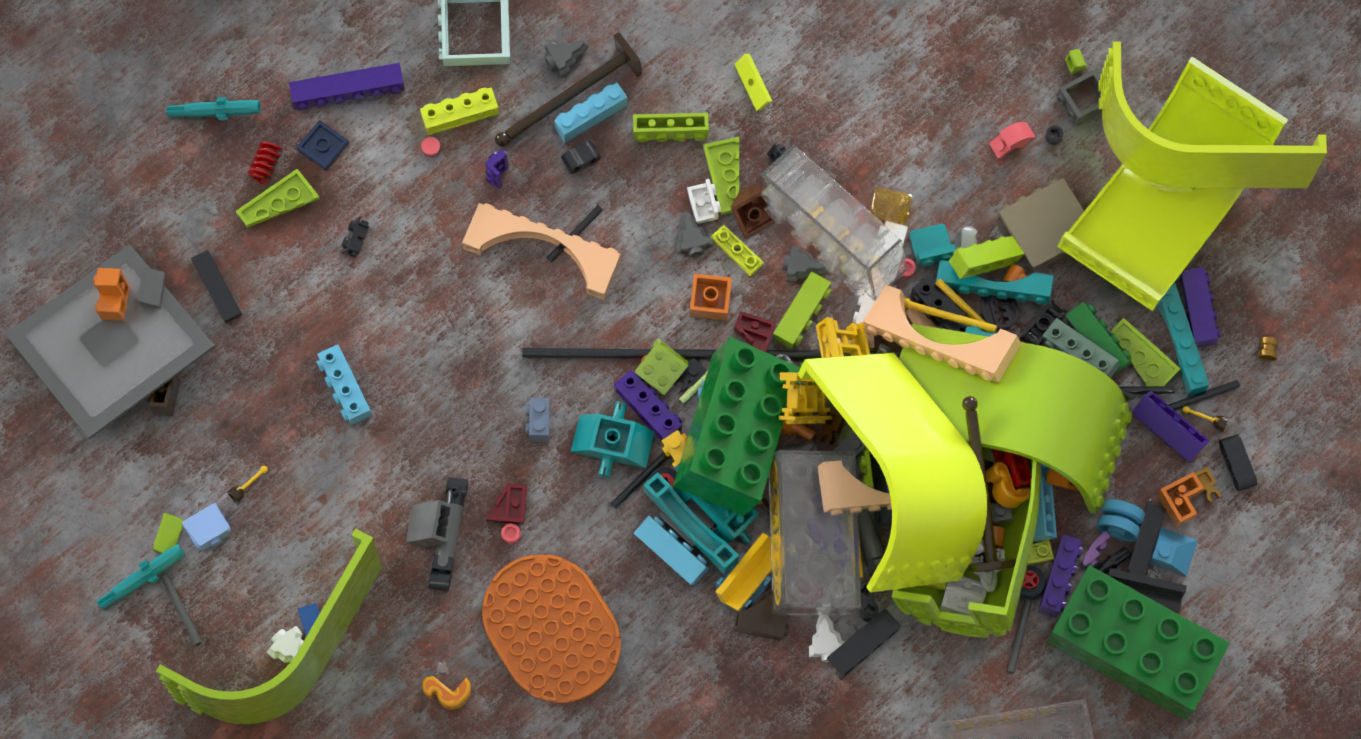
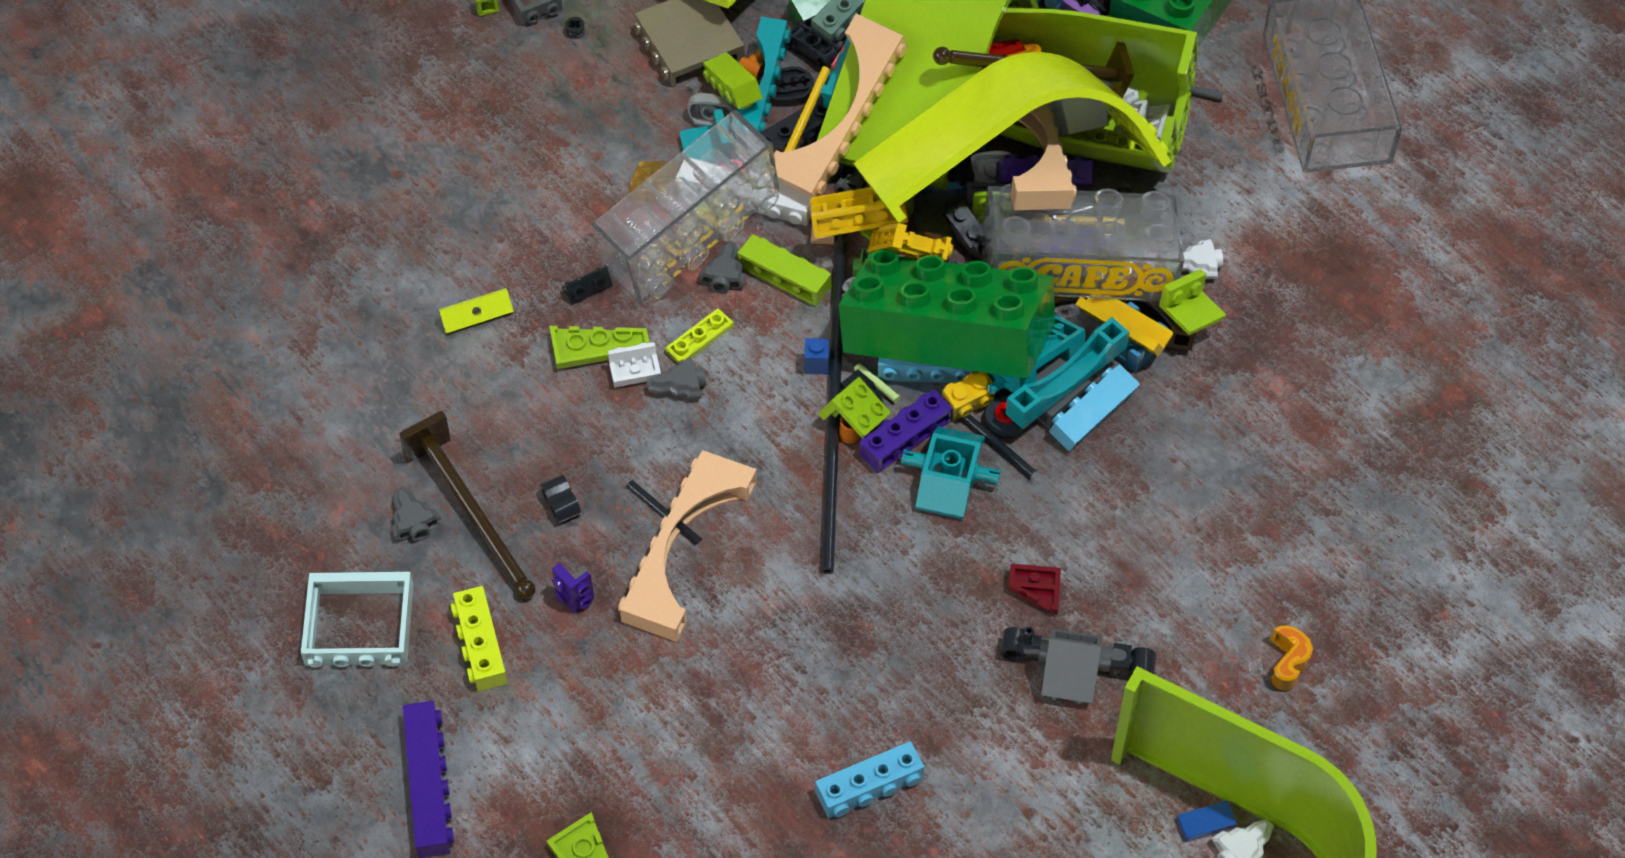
camera: 85 degrees left, 15 degrees down
(322, 145) = (510, 813): dark blue tile -> none
(356, 229) = (647, 770): black hinge -> none
(430, 146) = (526, 677): coral tile -> none
(510, 533) = (1073, 587): coral tile -> none
(539, 421) = (923, 547): sand blue brick -> none
(551, 628) = (1195, 545): orange tile -> none
(590, 112) = (499, 485): medium azure brick -> none
(670, 127) = (530, 395): lime brick -> none
(710, 297) = (764, 358): orange brick -> none
(715, 336) = (816, 356): none -> blue brick
(750, 211) = (643, 311): copper slope -> none
(755, 330) = (809, 317): dark red wing -> none
(761, 624) = (1189, 304): none -> lime bracket
(863, 643) = (1205, 222): black panel -> none
(960, 302) = (768, 122): yellow bar -> none
(1012, 137) = (580, 59): coral brick -> none

